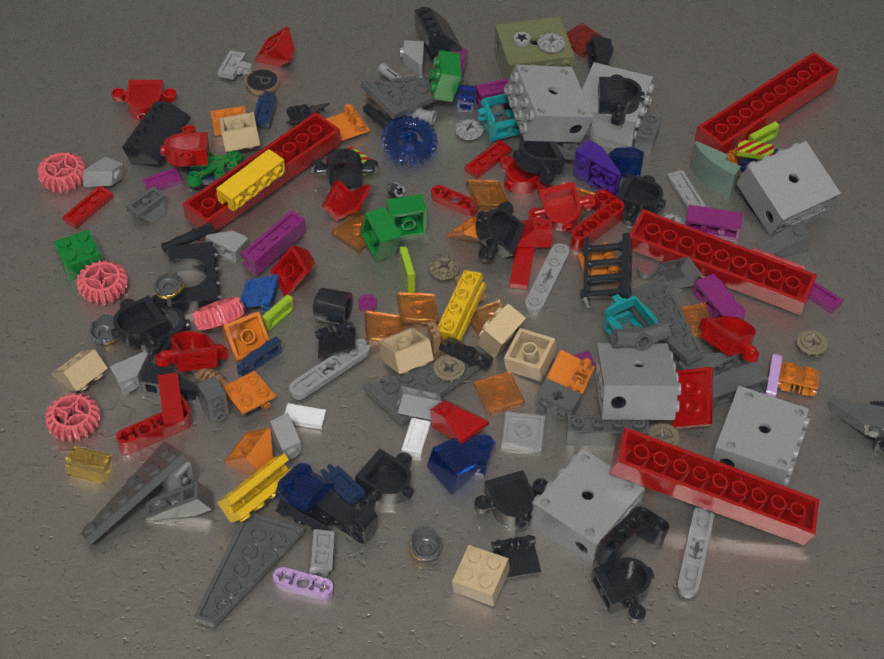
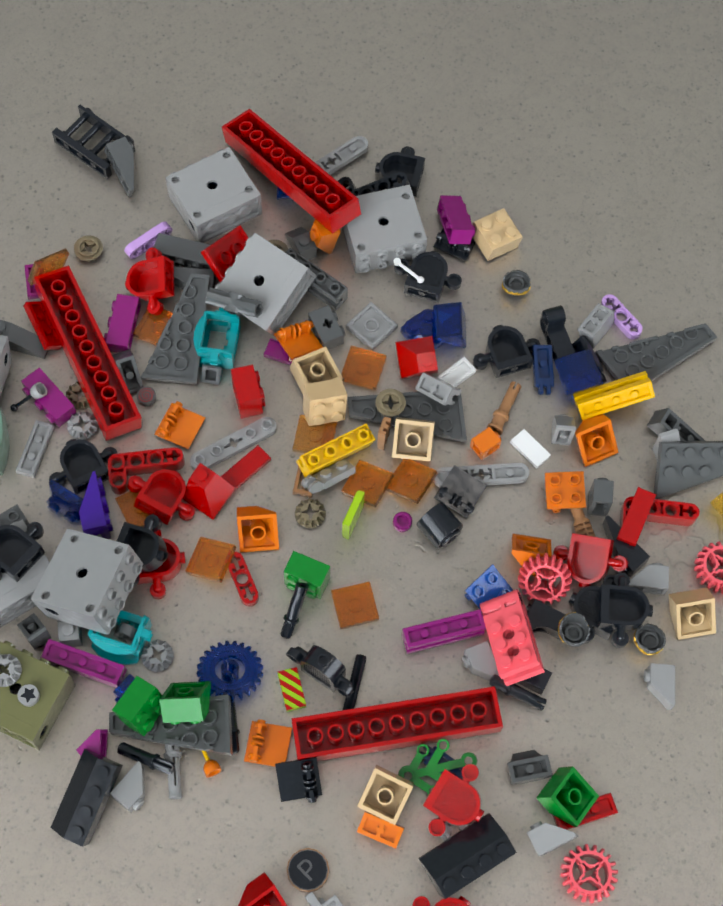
camera: 145 degrees left, 15 degrees up
(76, 252) = (628, 744): green brick -> none
(76, 308) = (661, 683): none -> light grey slope
(91, 286) = (630, 701): coral gear -> none
(106, 199) = (567, 796): none -> green slope
(163, 180) = (496, 797): magenta tile -> none
(215, 254) = (511, 638): none -> coral hinge
(251, 180) = (425, 699): yellow brick -> none
(260, 356) = (533, 523): dark blue hinge -> none
(265, 109) = (334, 822): dark blue hinge -> none
(278, 312) = (488, 557): lime tile -> none
(292, 268) = (443, 592): red slope -> none
(315, 185) = (356, 678): none -> black axle
(343, 202) = (342, 635): red bracket -> none
(345, 392) = (486, 443): none -> orange brick
(349, 424) = (501, 415): none -> medium nougat pin
(380, 233) = (346, 567): green brick -> none
(412, 71) = (154, 761): none -> black axle
(419, 94) = (185, 702): none -> slope
(447, 290) = (328, 476): none -> light grey hinge
(466, 353) = (367, 405): black hinge -> none
(487, 159) = (171, 606): red tile -> none
(498, 232) = (241, 499): black piece -> none
(512, 479) = (397, 262): none -> white hinge
(529, 559) = (455, 219): none -> magenta brick
(570, 305) = (248, 391): none -> red brick
(623, 276) = (181, 383): black fence -> none
(722, 207) = (37, 391): none -> light grey hinge
(801, 376) = (128, 226): orange hinge -> none
(817, 294) = (48, 263): none -> clear orange tile

